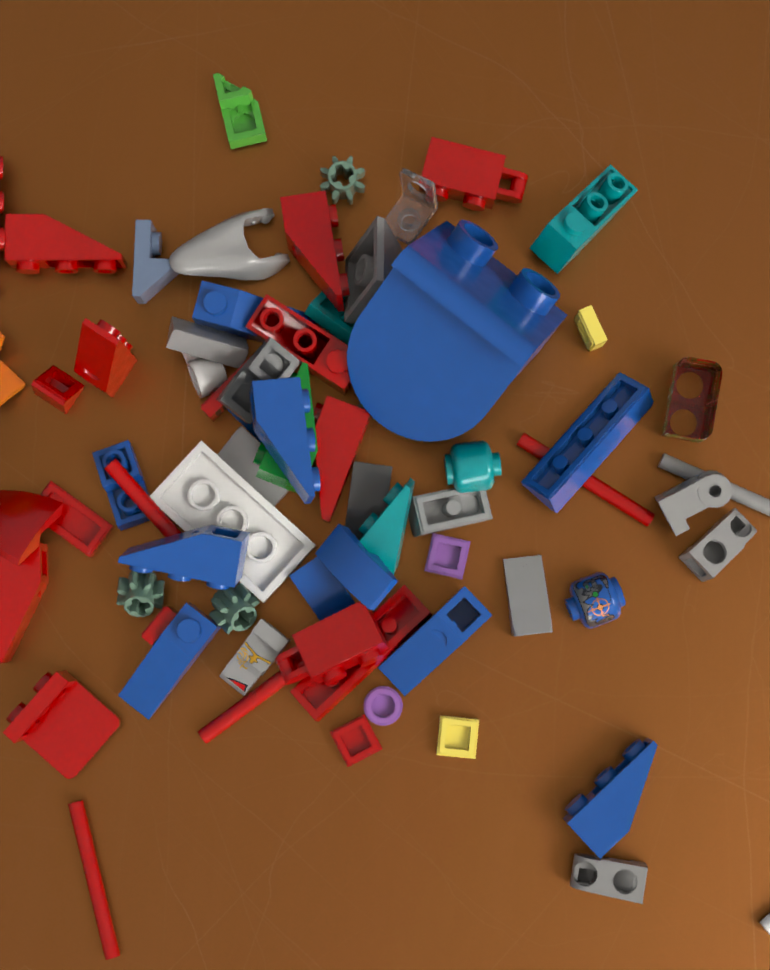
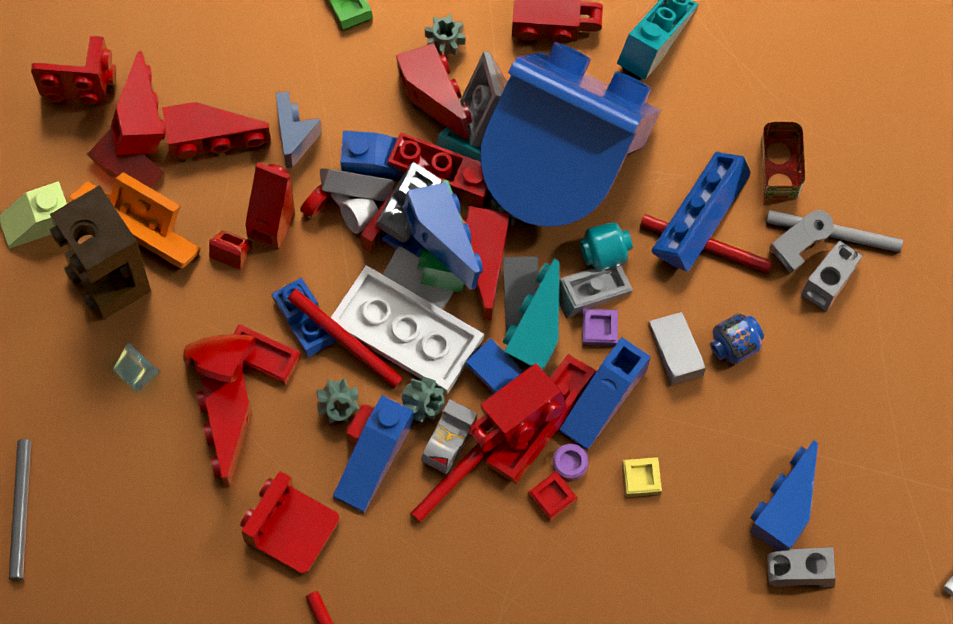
camera: 10 degrees left, 15 degrees down
(158, 355) = (315, 202): none -> red tile
(202, 554) = (389, 351): blue slope -> none
(225, 252) = (358, 109): light grey animal -> none
(355, 567) = (524, 336): blue slope -> none
(413, 208) = (509, 45): clear bracket -> none
(590, 328) = (683, 118): light yellow tile -> none

